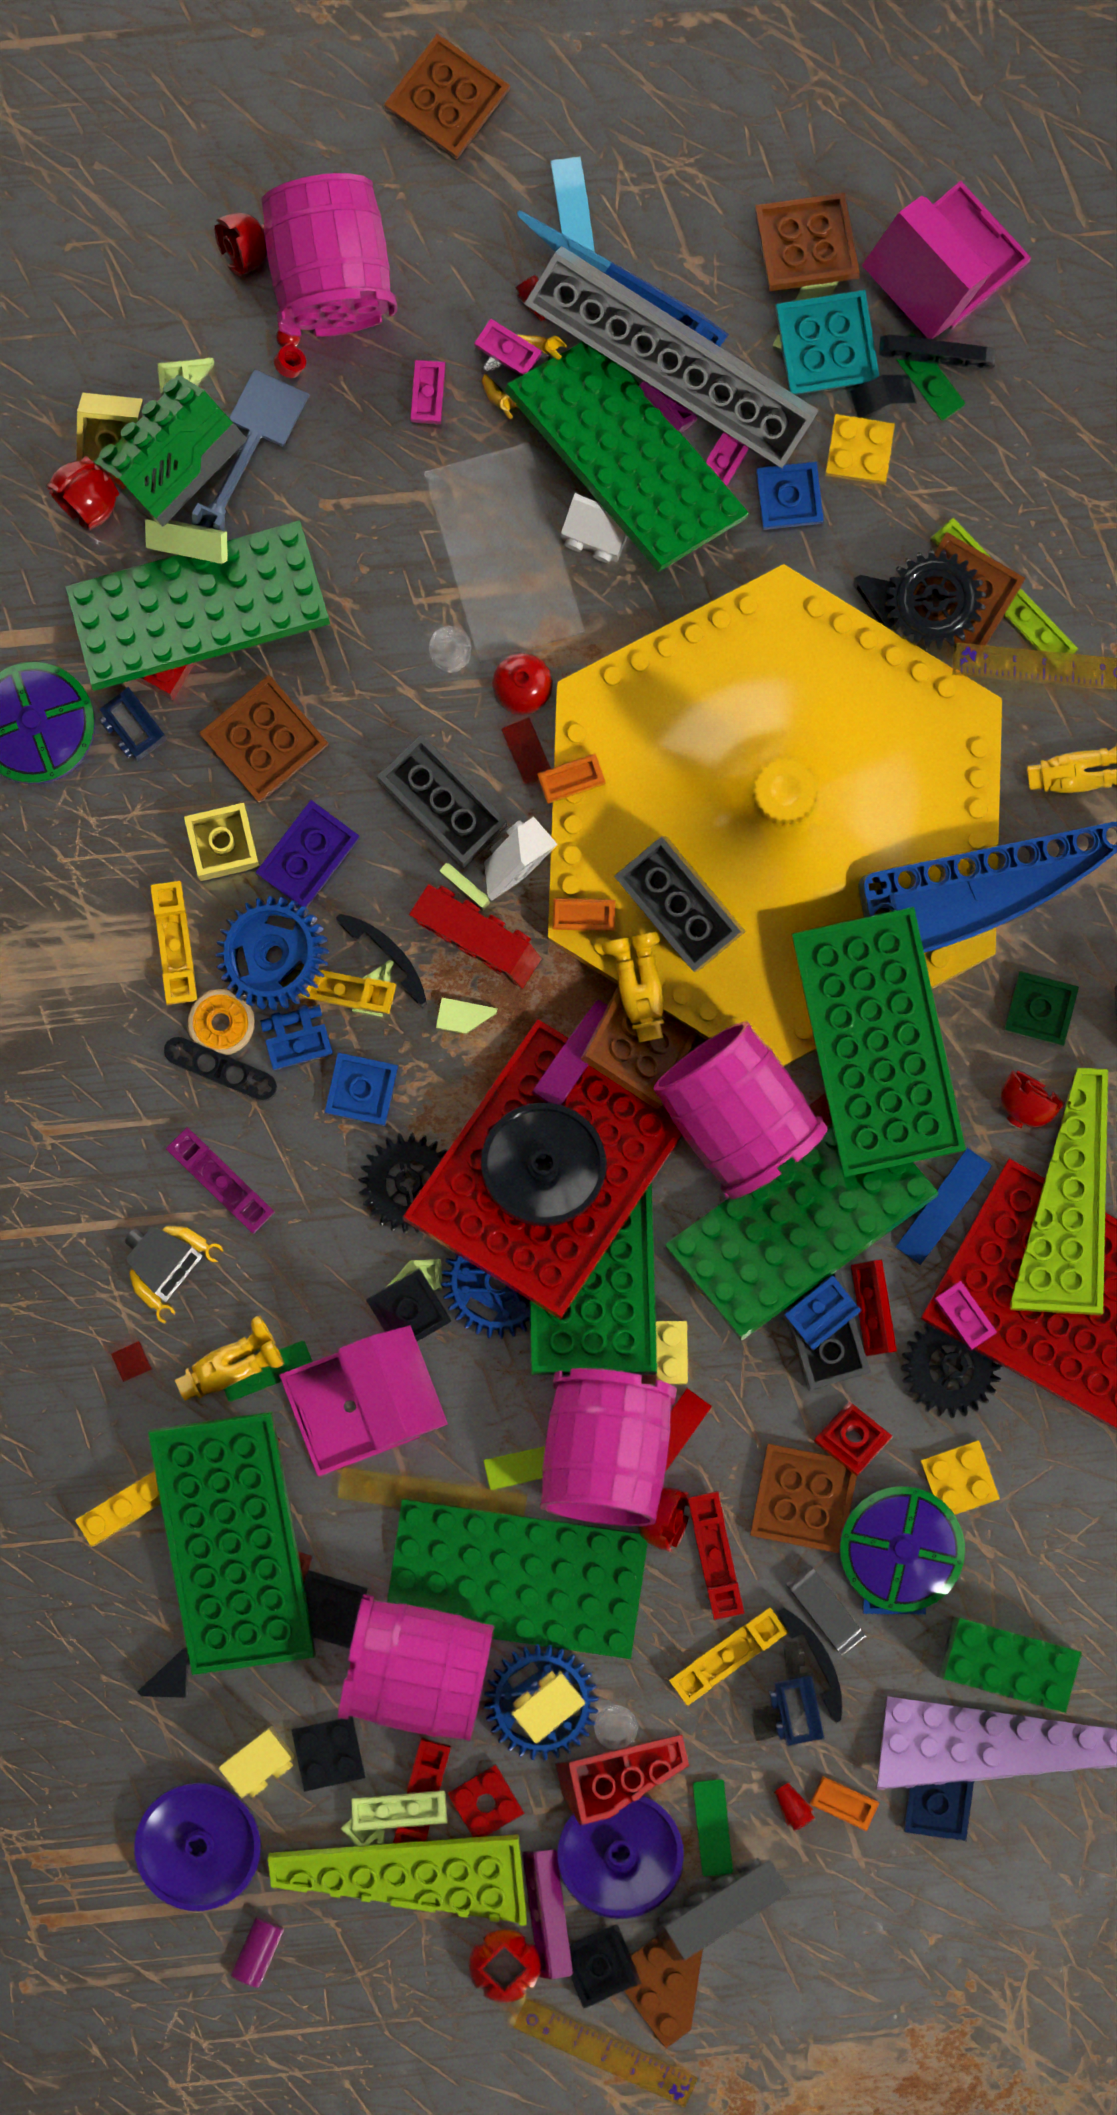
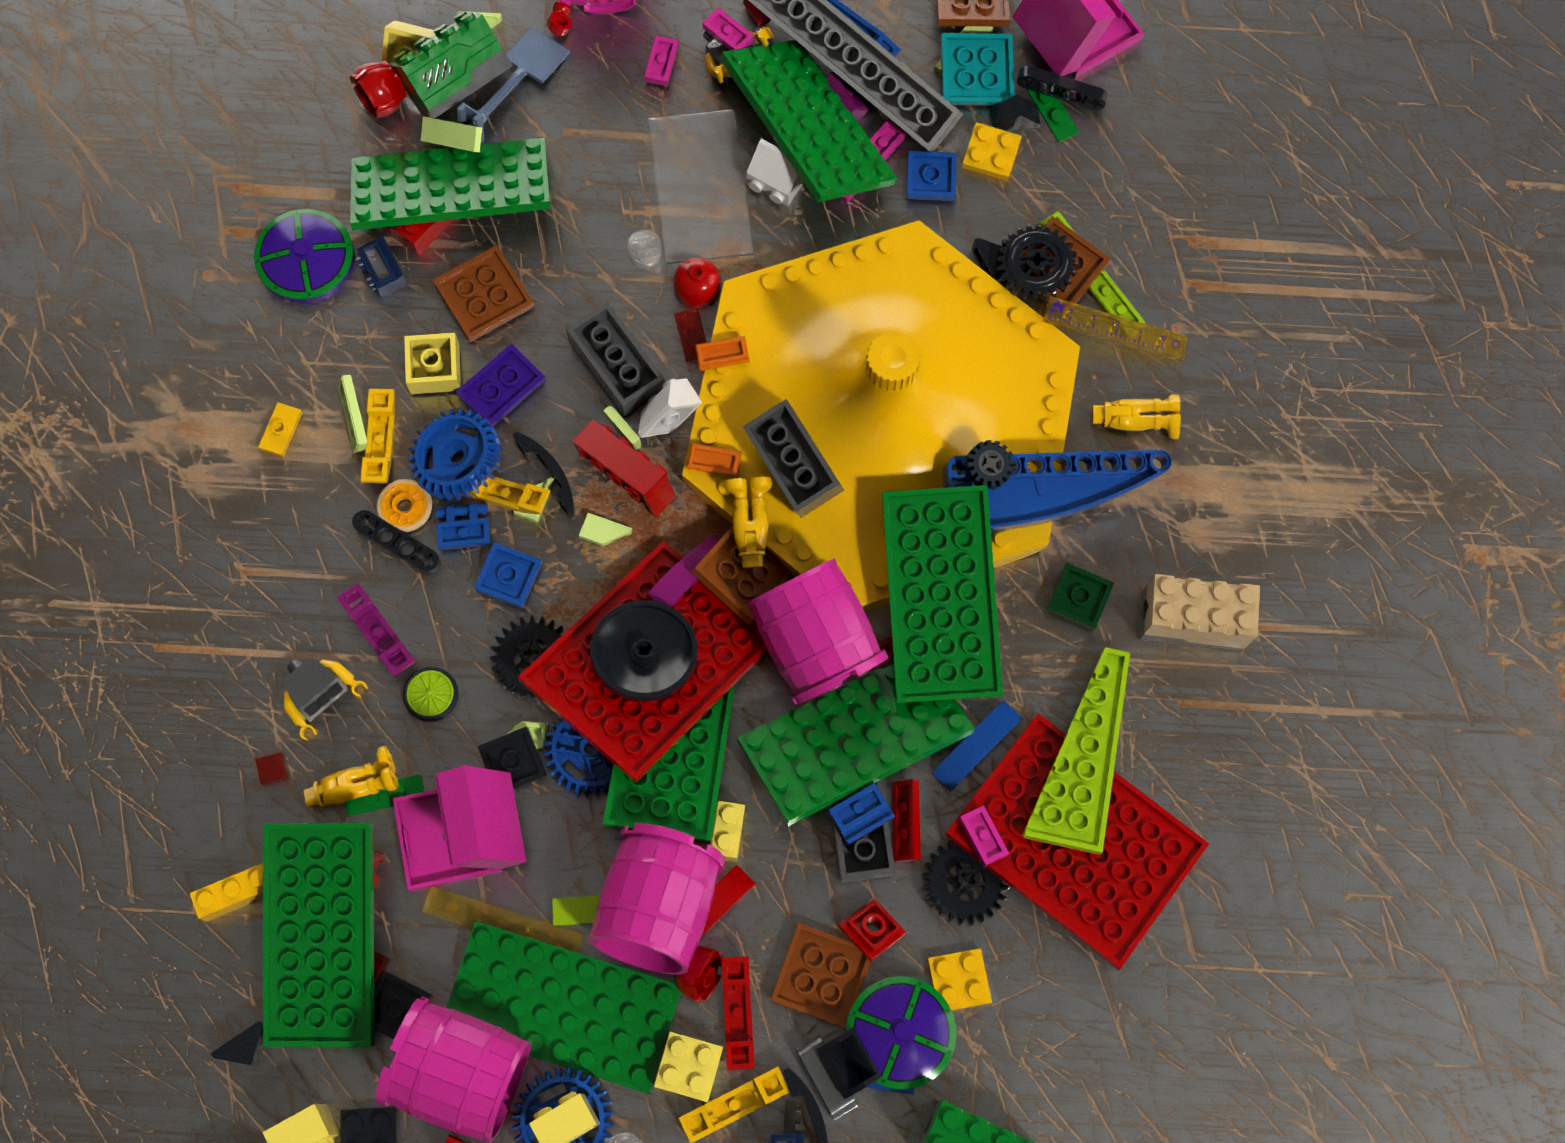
camera: 10 degrees right, 10 degrees down
(52, 951) = (280, 430): none -> yellow plate
(137, 920) = (352, 414): none -> yellowish green tile
(296, 1244) = (430, 693): none -> lime wheel
(671, 1623) = (688, 1067): none -> light yellow brick
(849, 1592) = (848, 1063): none -> black panel
(921, 872) = (989, 456): none -> black wheel
(1028, 1101) = (1059, 668): red cylinder -> none

